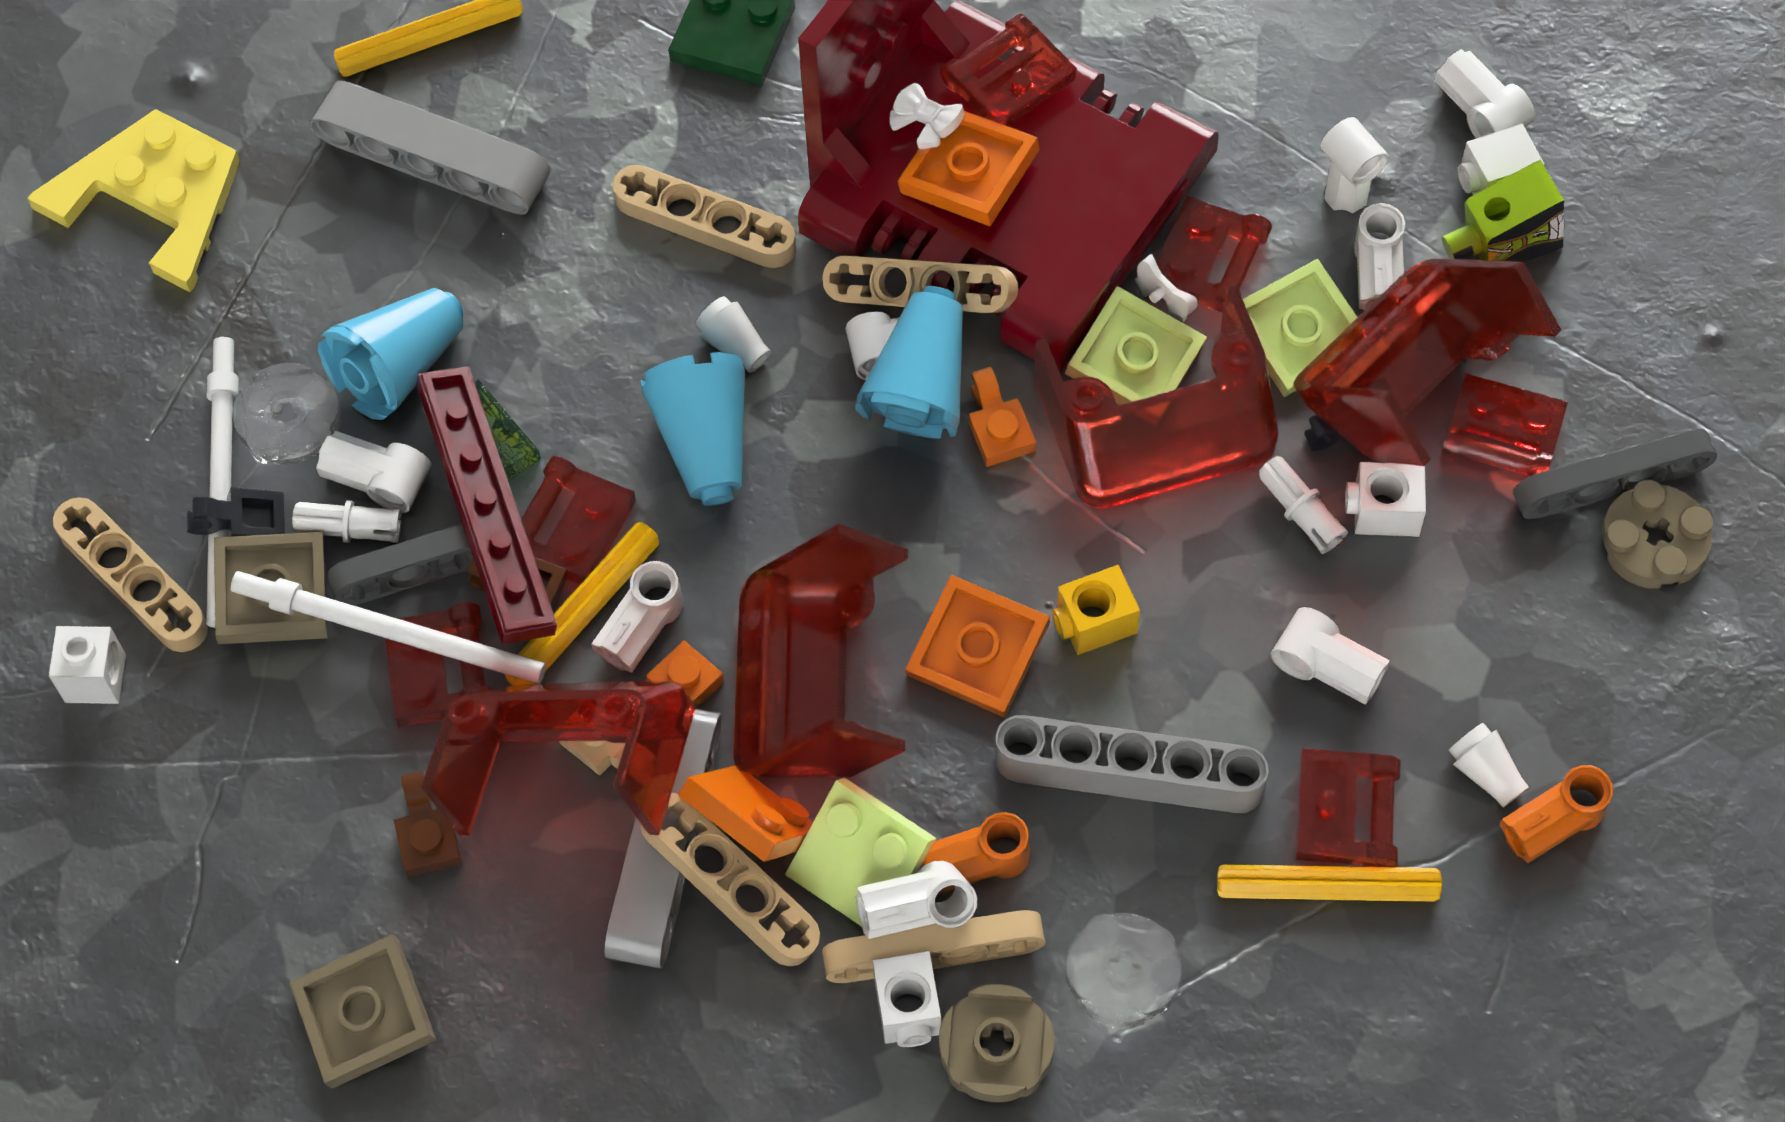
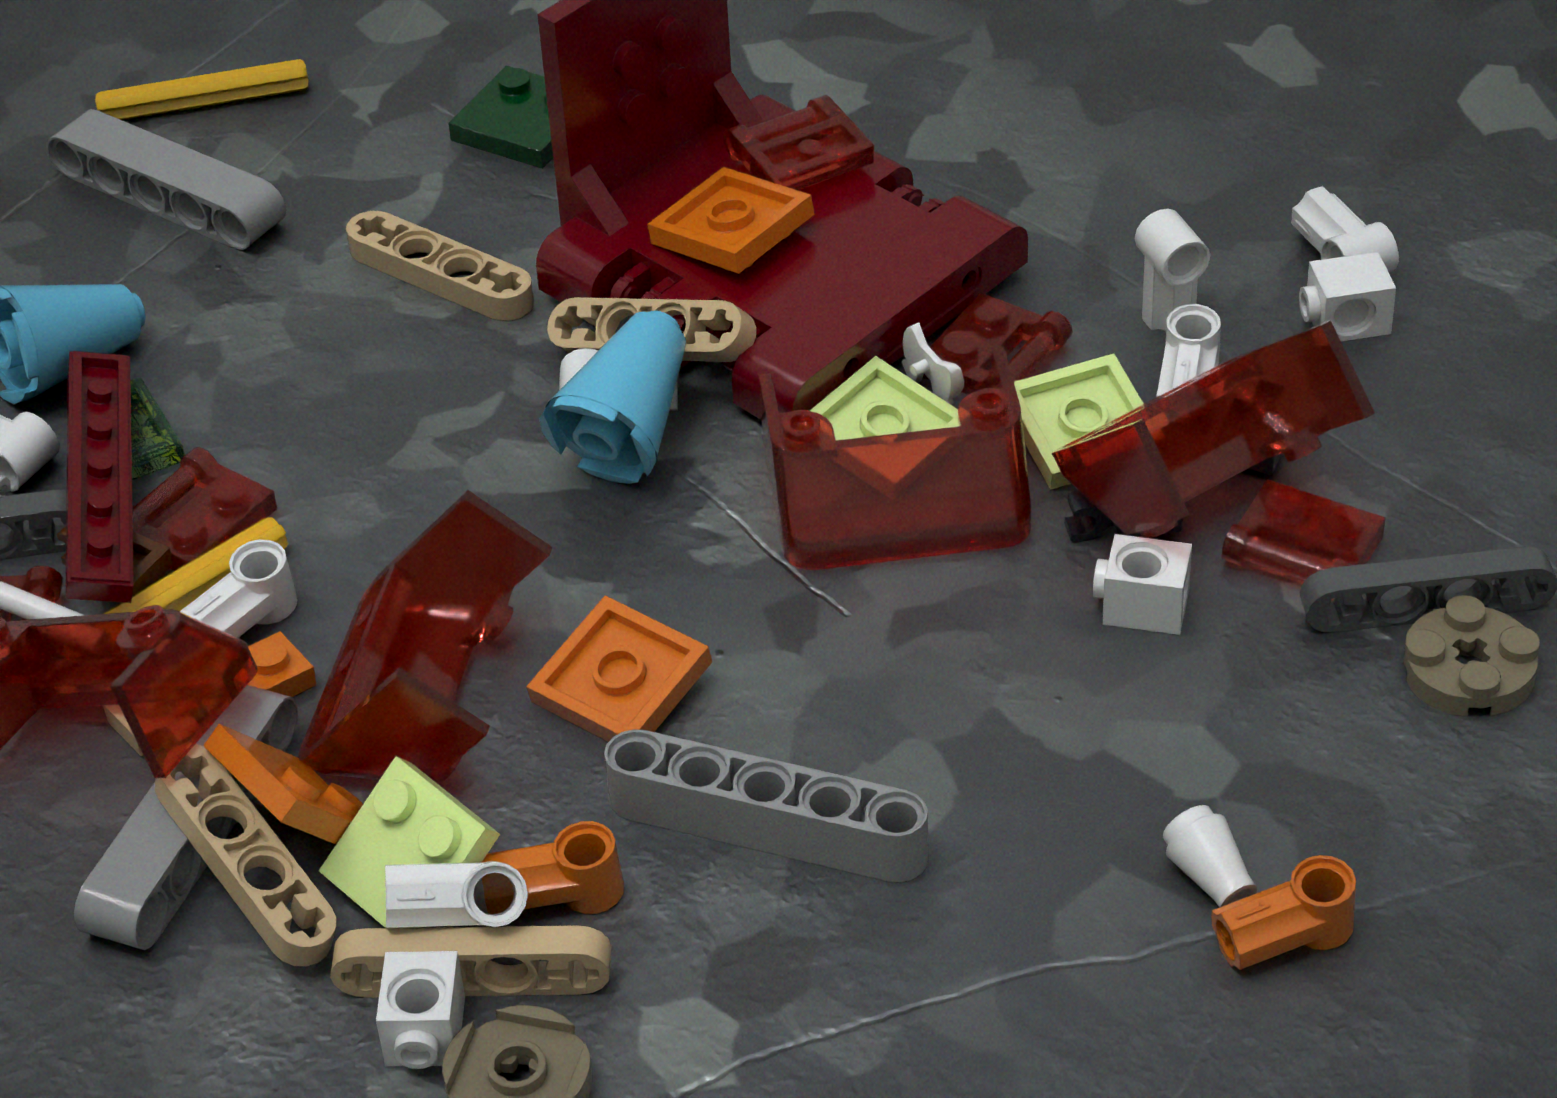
camera: 10 degrees right, 20 degrees down
(701, 421) = (367, 421): medium azure cone -> none
(730, 331) = (430, 360): white cone -> none
(938, 119) = (703, 174): white piece -> none
(998, 427) = (708, 479): orange plate -> none
(1101, 590) = (767, 652): yellow brick -> none
(1142, 996) = (692, 986): clear plate -> none
(1302, 504) = (1043, 582): white axle -> none
(1316, 649) = (1025, 718): white piece -> none
(1329, 807) = (1000, 877): clear red plate -> none
(1329, 883) = (982, 959): yellow axle -> none
(1511, 219) = (1369, 324): lime torso -> none

